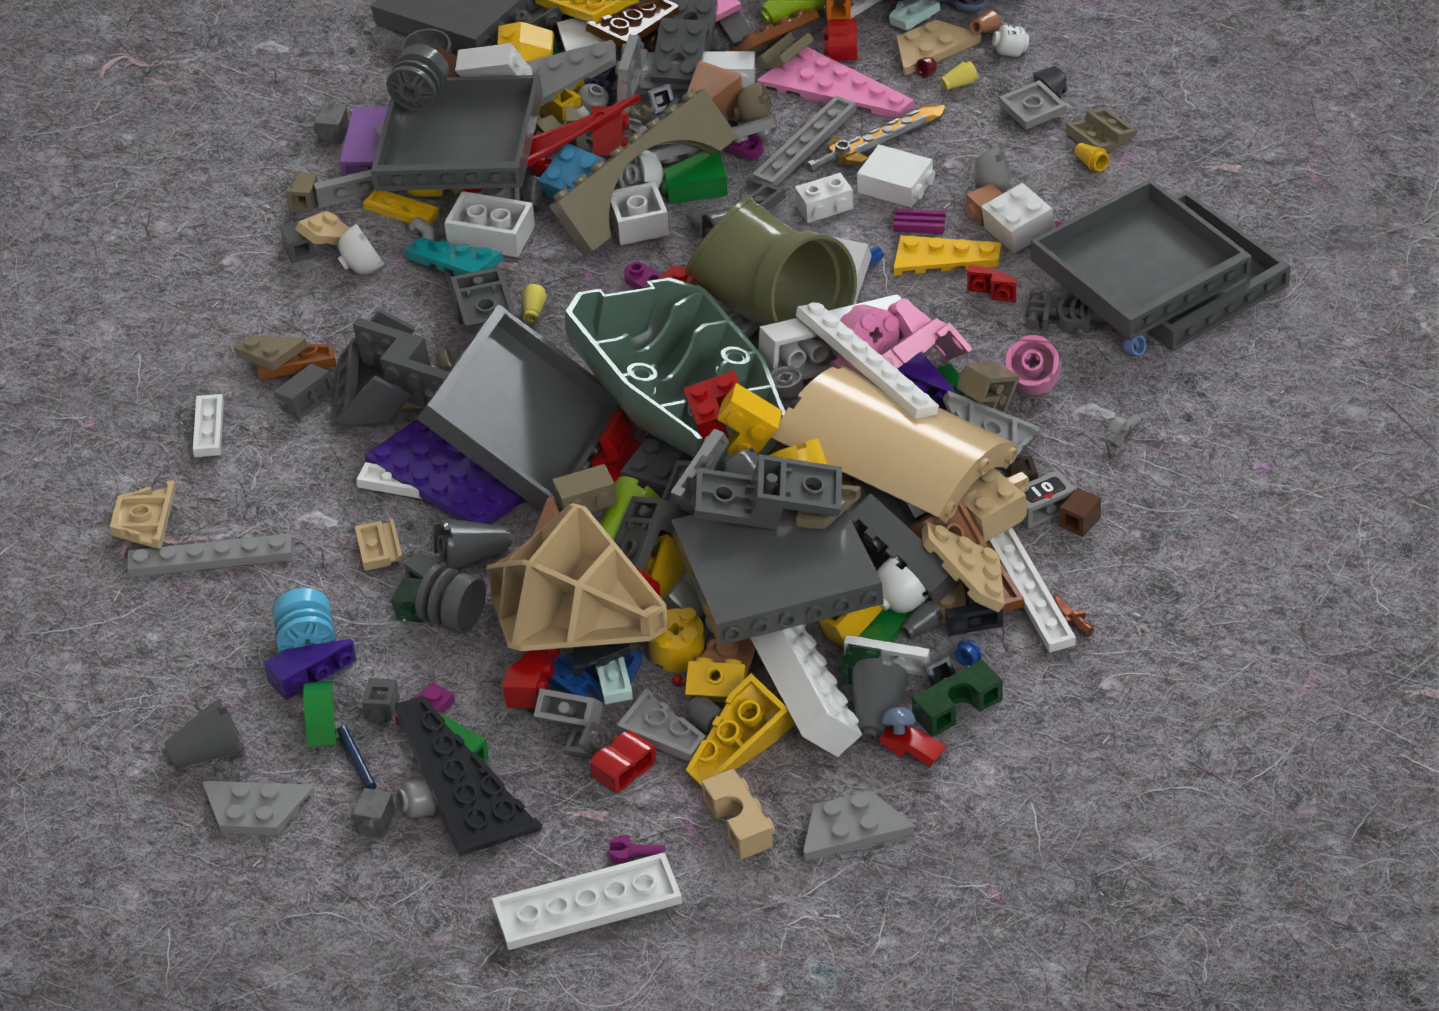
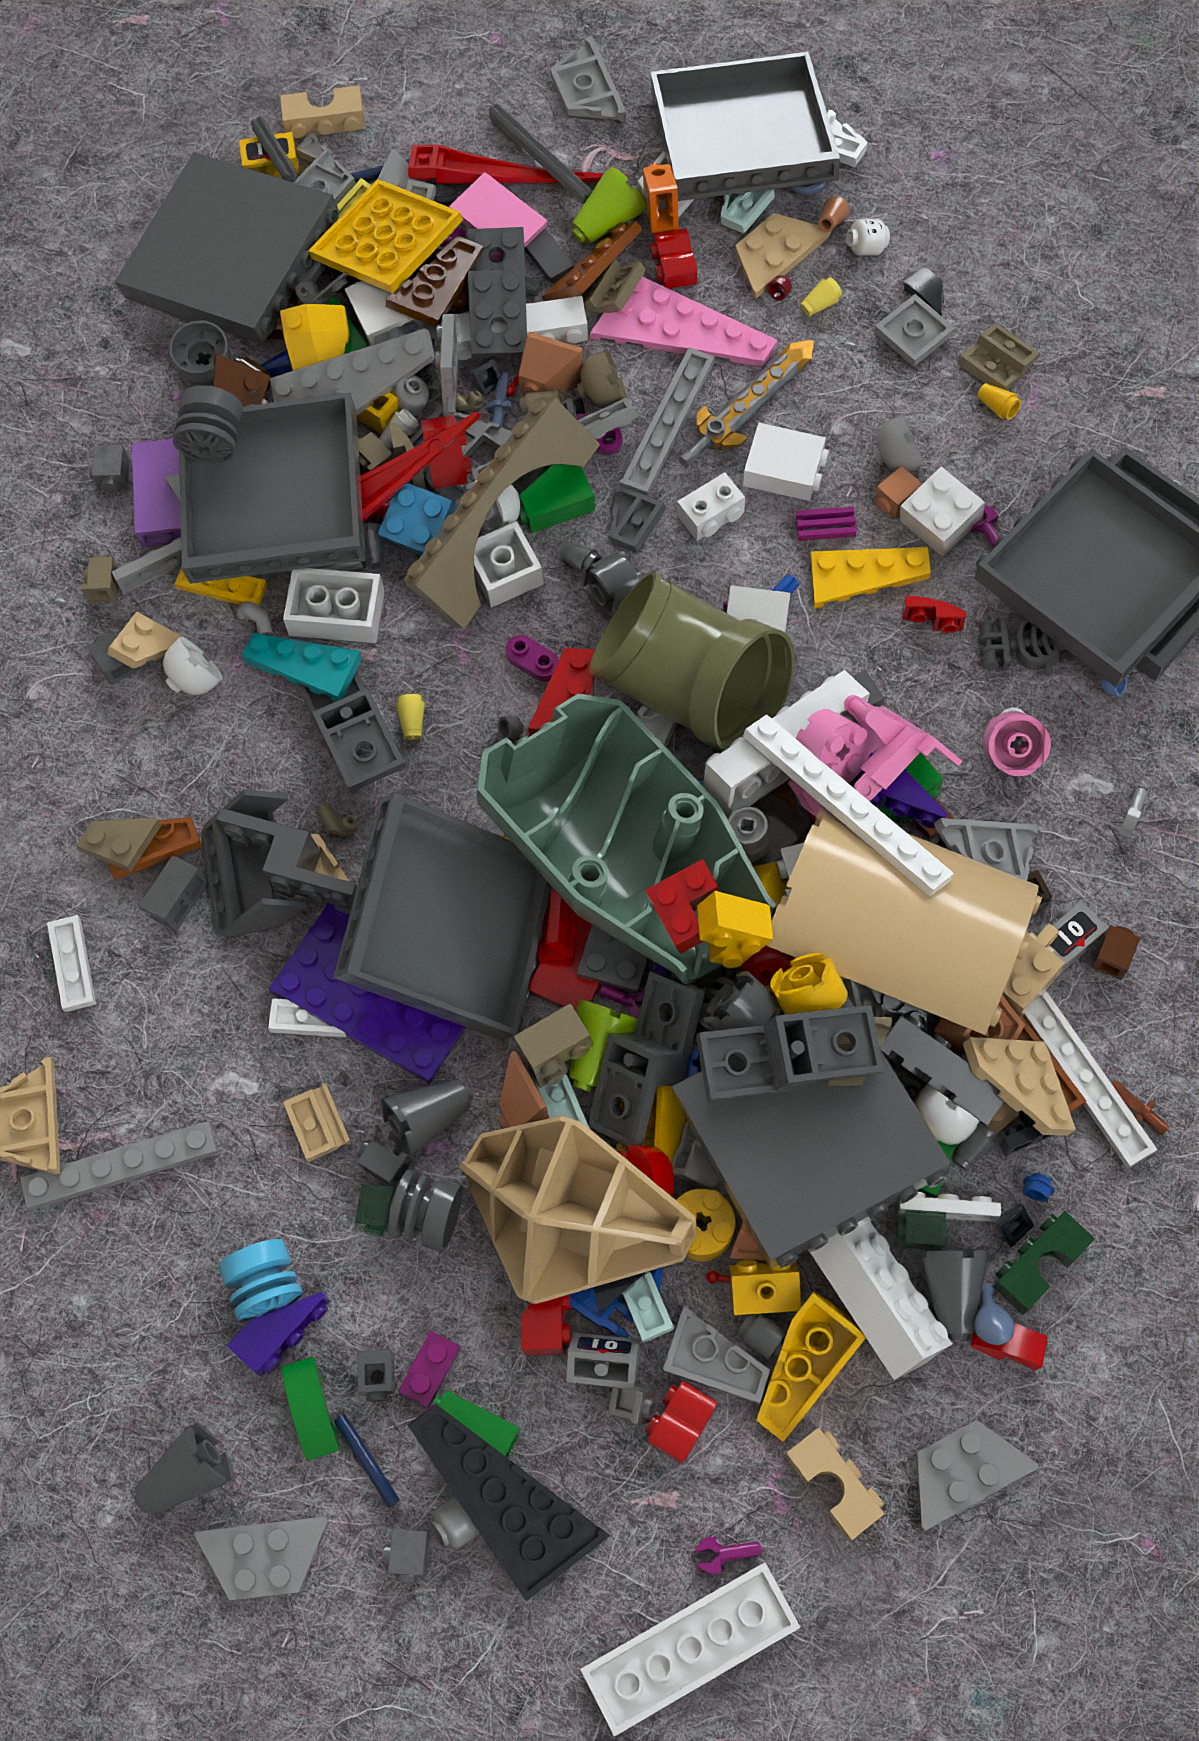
camera: 10 degrees left, 25 degrees up
(491, 61) = (289, 382): white brick -> none
(706, 458) = (692, 1013): light grey wing -> none
(988, 384) = (977, 791): dark tan brick -> none

